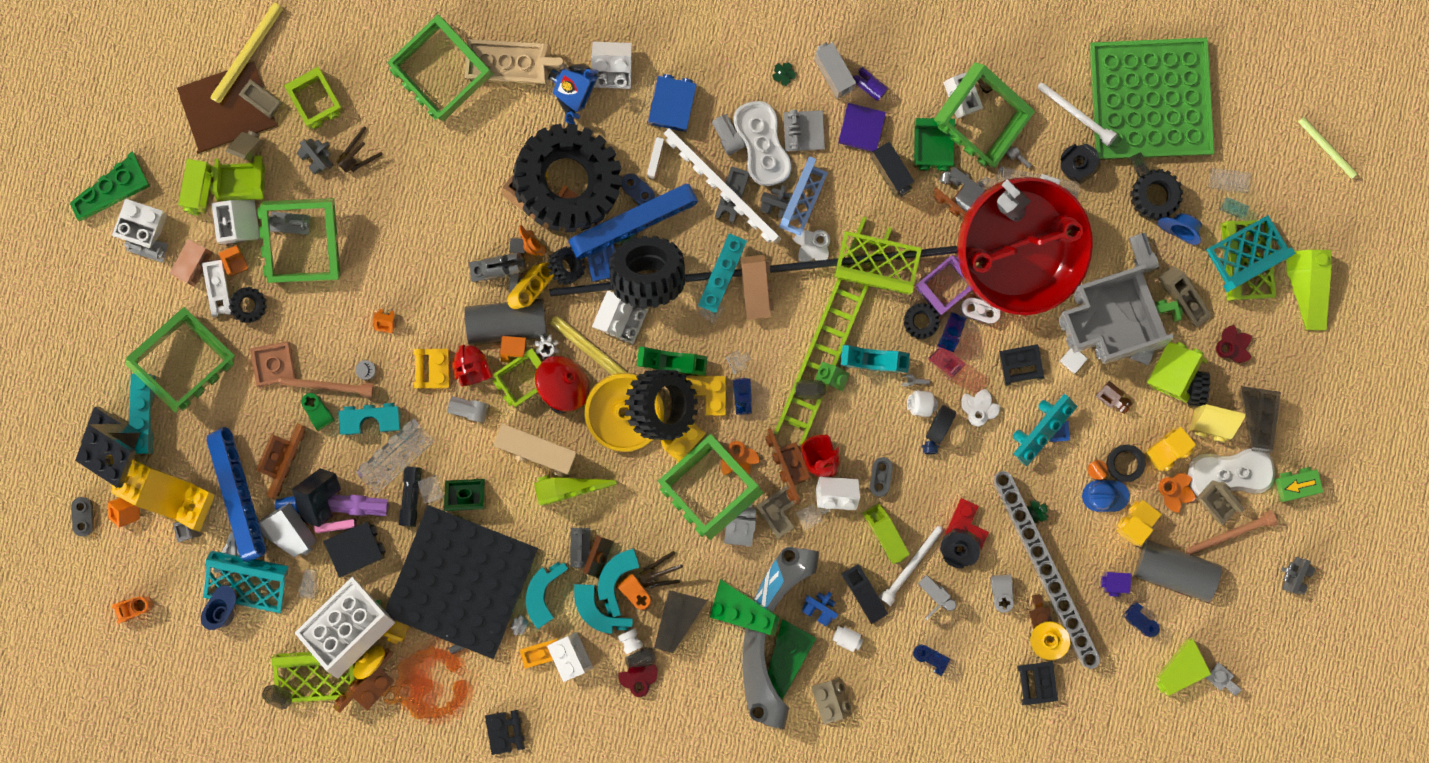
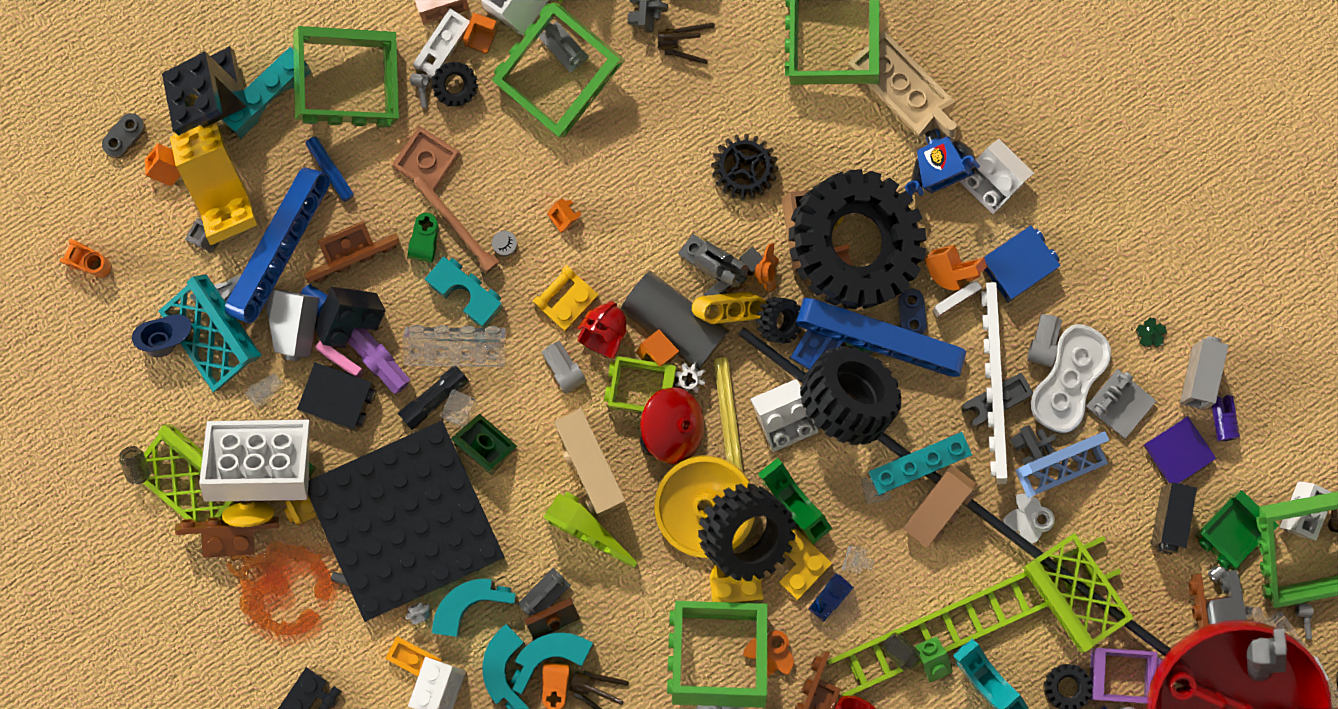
camera: 45 degrees right, 5 degrees down
(222, 422) = (330, 168): none -> blue axle
(225, 321) = (420, 81): none -> light grey hand
(464, 186) = (753, 161): none -> black gear
(635, 145) = (949, 271): none -> orange brick

